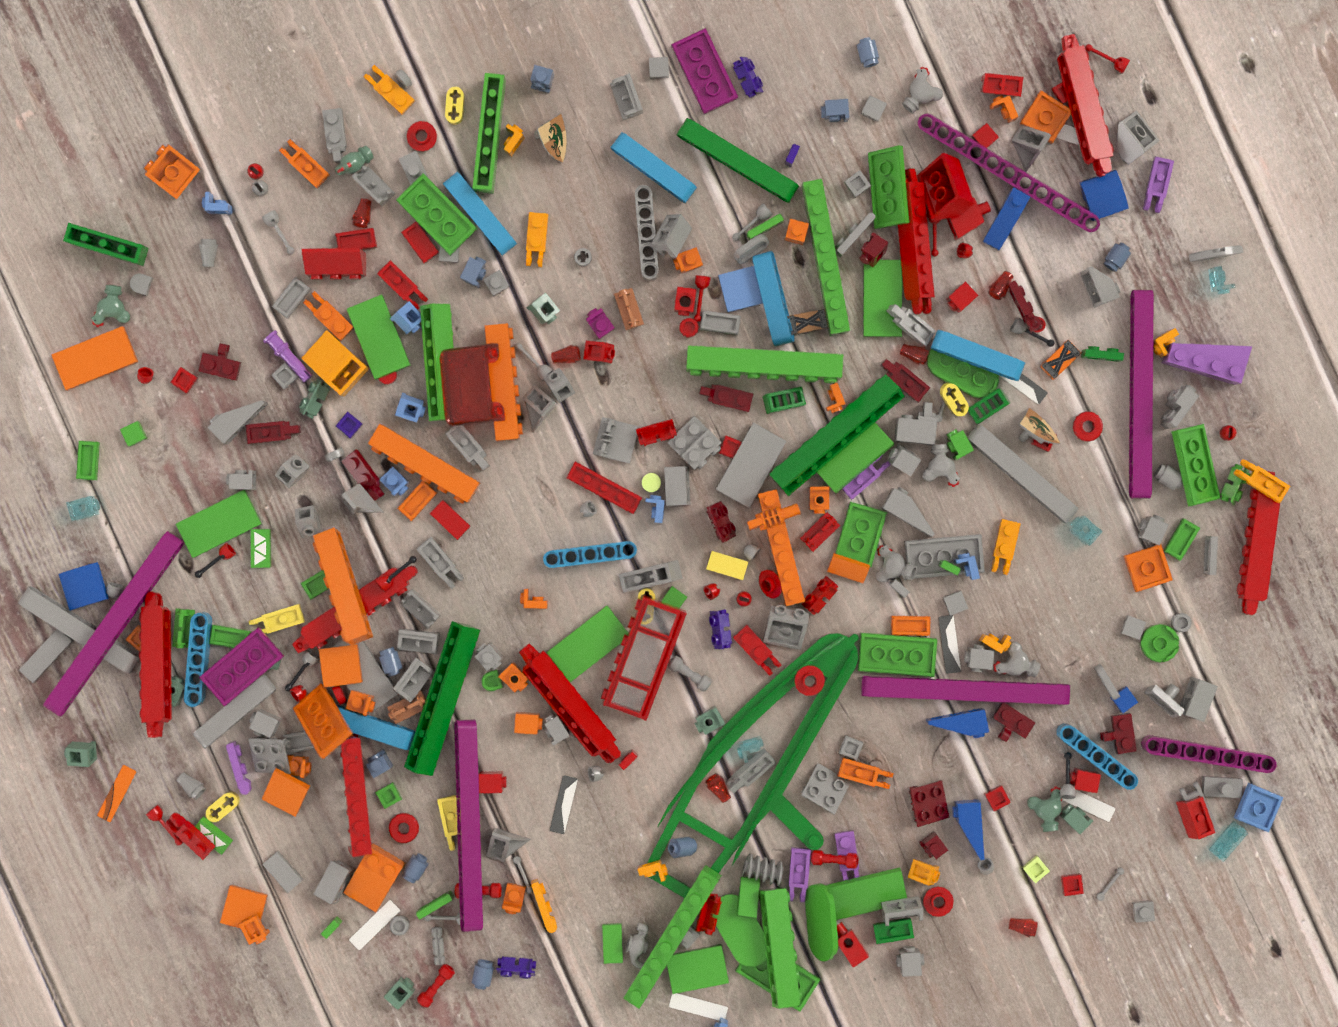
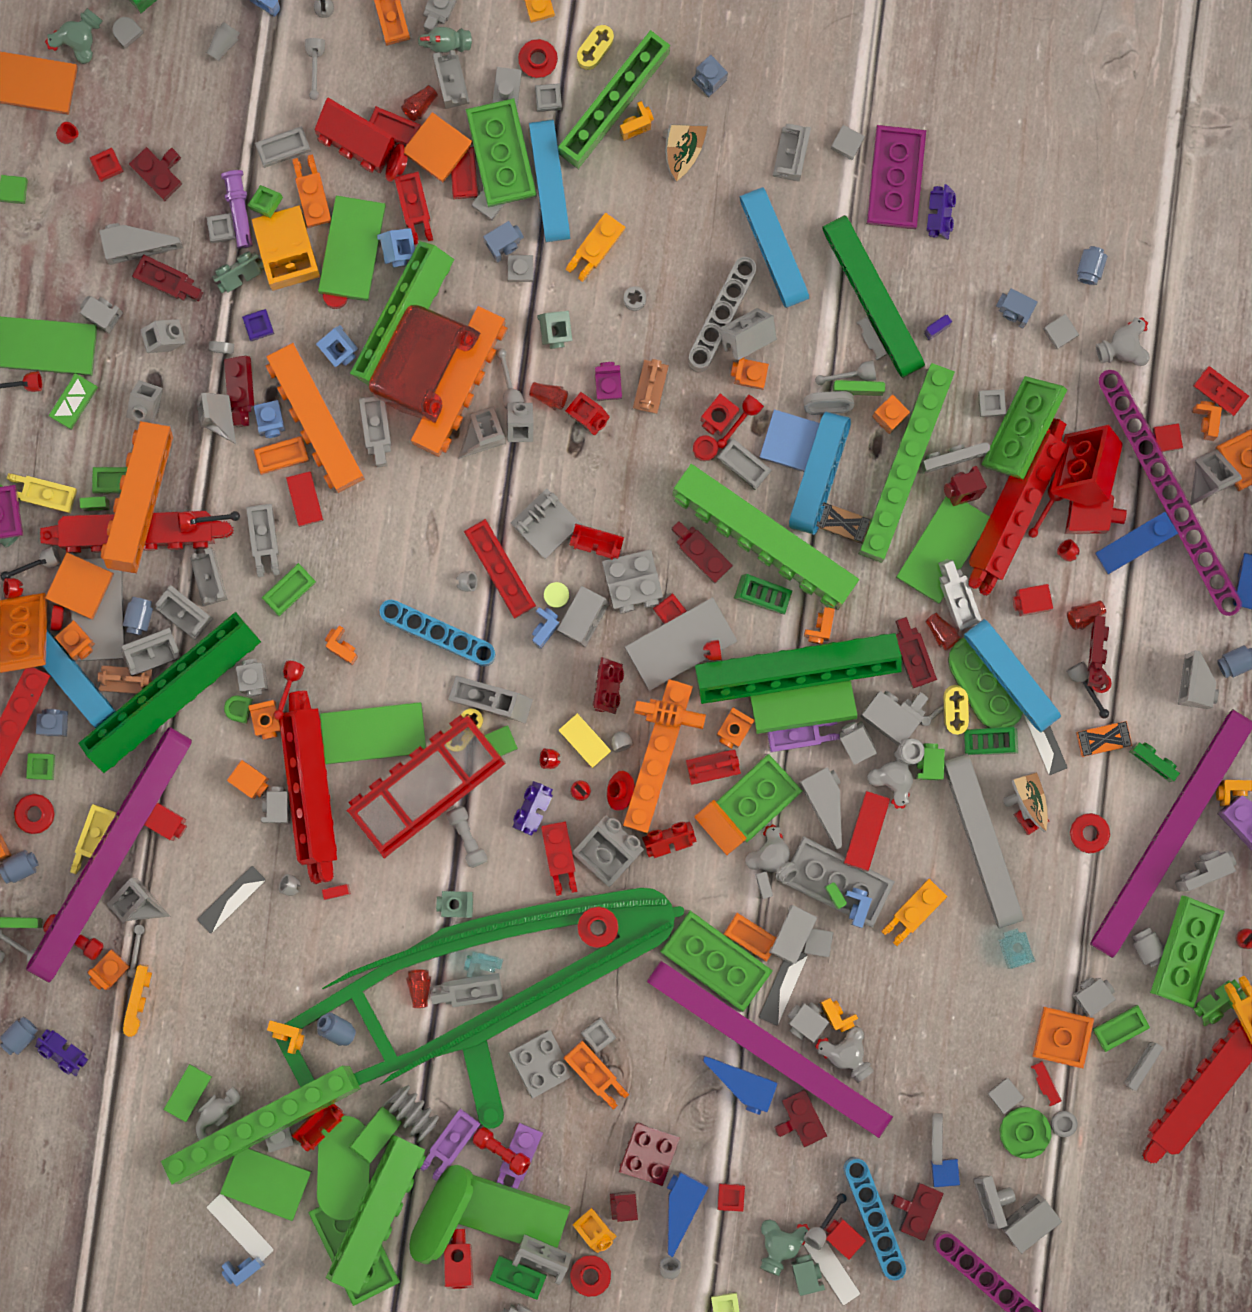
camera: 20 degrees right, 5 degrees down
(303, 341) = (265, 201): none -> bright green tile
(321, 603) = (94, 503): none -> bright green tile
(373, 263) = (396, 163): none -> red piece
(393, 236) = (437, 147): none -> orange tile
(444, 158) = (548, 97): none -> light grey tile
(476, 584) = (289, 589): none -> bright green tile
(512, 637) = (292, 672): none -> red hinge
(753, 188) = (871, 338): none -> light grey piece
(775, 457) = (715, 651): none -> red hinge
(937, 608) = (793, 934): none -> light grey hinge
(942, 445) = (910, 751): none -> light grey tile
(944, 513) = (866, 831): none -> red tile
(1154, 604) = (1046, 1083): none -> red piece

